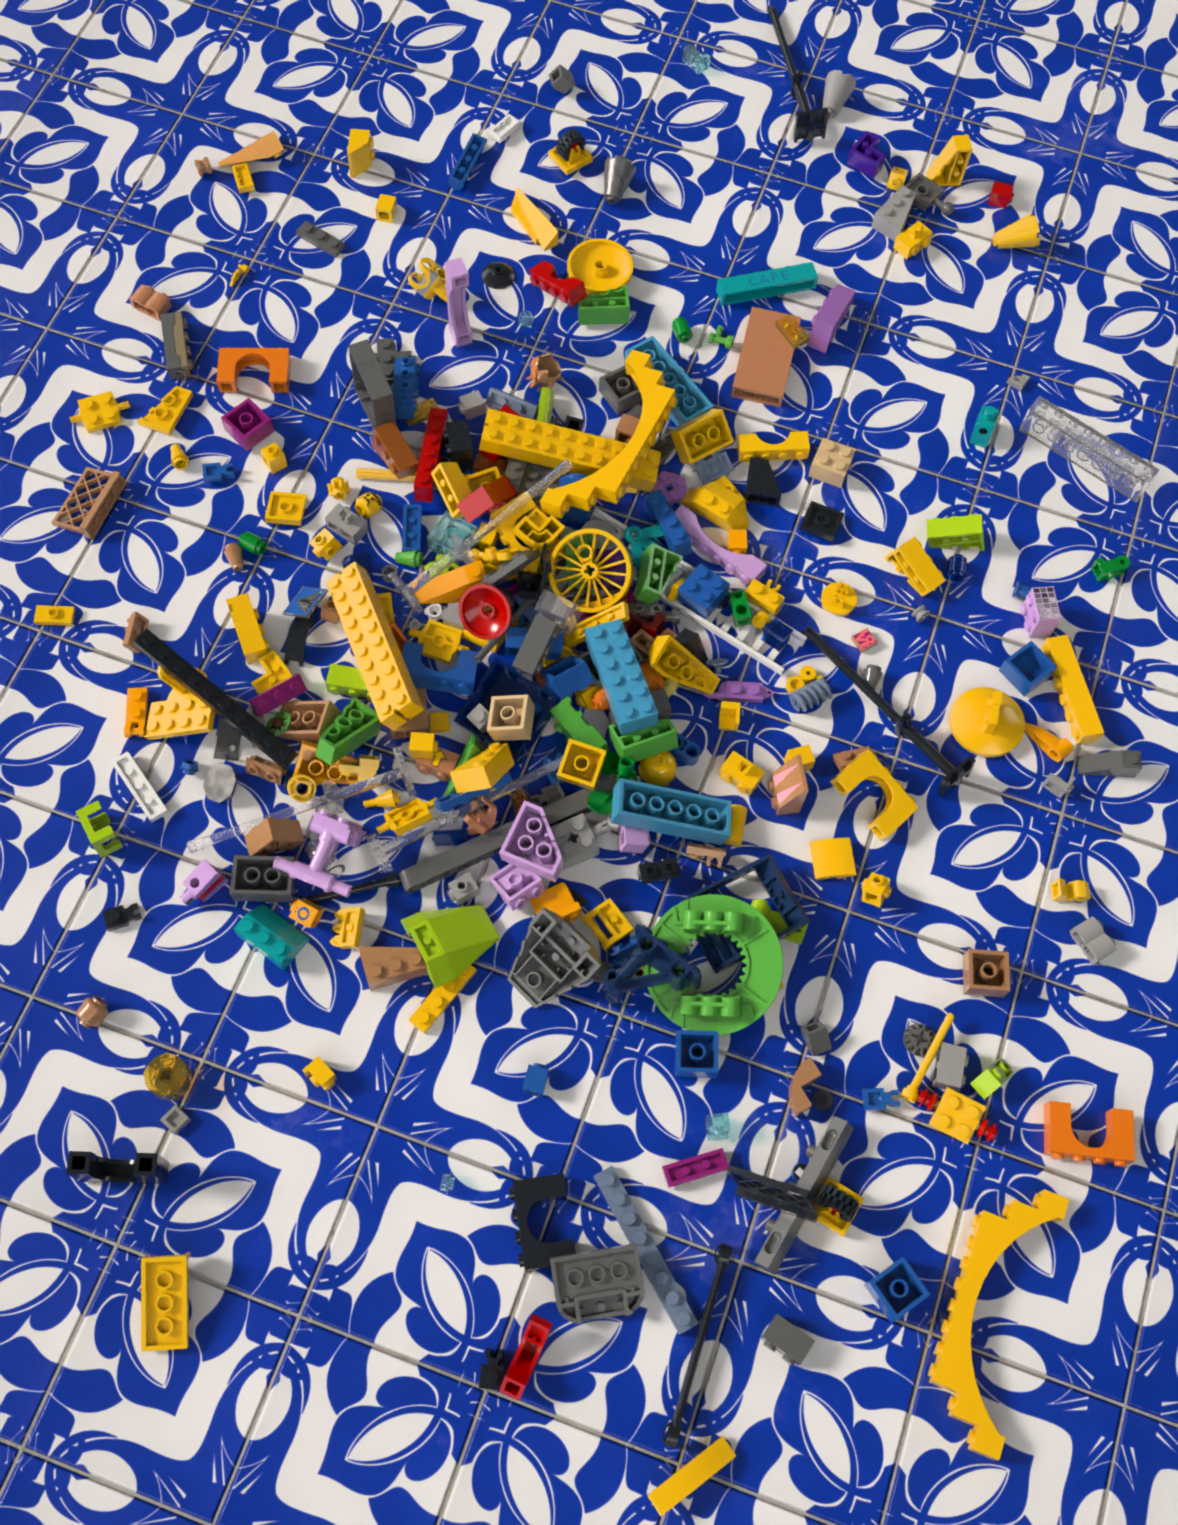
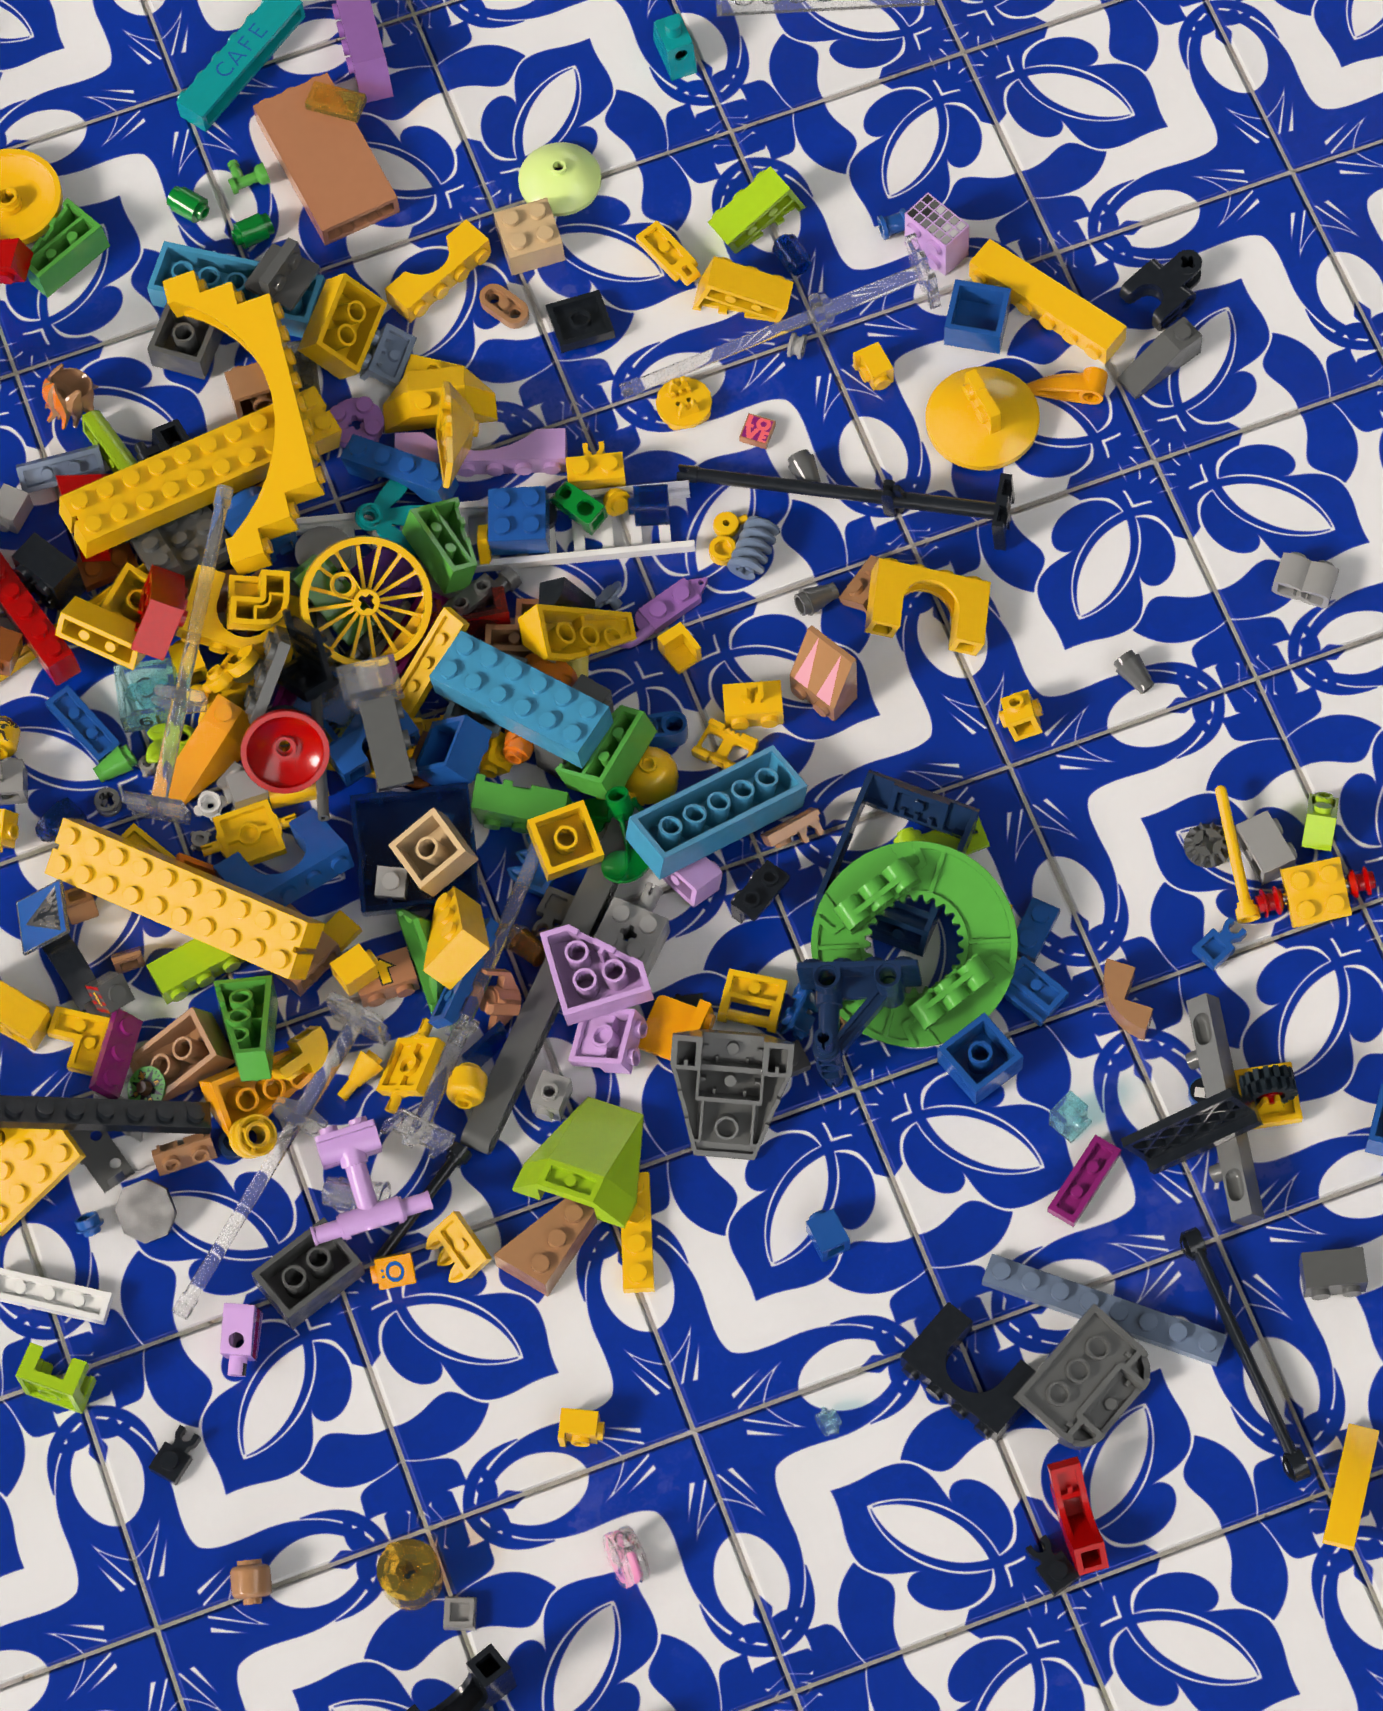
camera: 30 degrees left, 0 degrees up
(271, 935) = (377, 1331): teal slope -> none
(274, 835) = (272, 1217): medium nougat brick -> none
(277, 1165) = (626, 1557): none -> clear head
(302, 663) = (109, 992): none -> dark grey brick
(328, 655) = (128, 960): none -> medium nougat slope
(423, 848) = (466, 1085): none -> yellow head
(693, 390) = (283, 274): none -> dark grey bracket
(701, 363) = (252, 230): none -> green brick
(709, 525) = (454, 432): none -> yellow wedge
(714, 782) = (730, 740): none -> yellow piece
(737, 541) = (501, 427): light orange brick -> none
(738, 821) = (796, 758): yellow brick -> none
(757, 1041) = (1034, 992): none -> blue plate
(761, 483) = (465, 330): black slope -> none
(787, 1008) = (1035, 928): none -> blue plate
(792, 487) = (507, 306): none -> medium nougat plate
(806, 755) = (797, 630): yellow brick -> none
(816, 1037) = (1094, 934): dark grey brick -> none
(821, 745) = (815, 598): none -> dark grey cone
(822, 1100) = (1159, 996): clear smoke plate -> none
(833, 858) = (942, 719): yellow slope -> none
(870, 454) = (566, 189): none -> yellowish green dish
(894, 521) = (668, 253): none -> yellow hinge
(947, 606) = (821, 312): none -> clear piece
(951, 653) = (874, 366): none -> yellow brick
(957, 915) = (1133, 670): none -> dark grey cone
(986, 973) = (1220, 711): medium nougat brick -> none
(1057, 786) = (1124, 431): light grey bracket -> none
(1072, 891) = (1240, 539): yellow leg -> none
(1110, 569) = (971, 116): green leg -> none
(1146, 729) = (1168, 284): none -> black piece

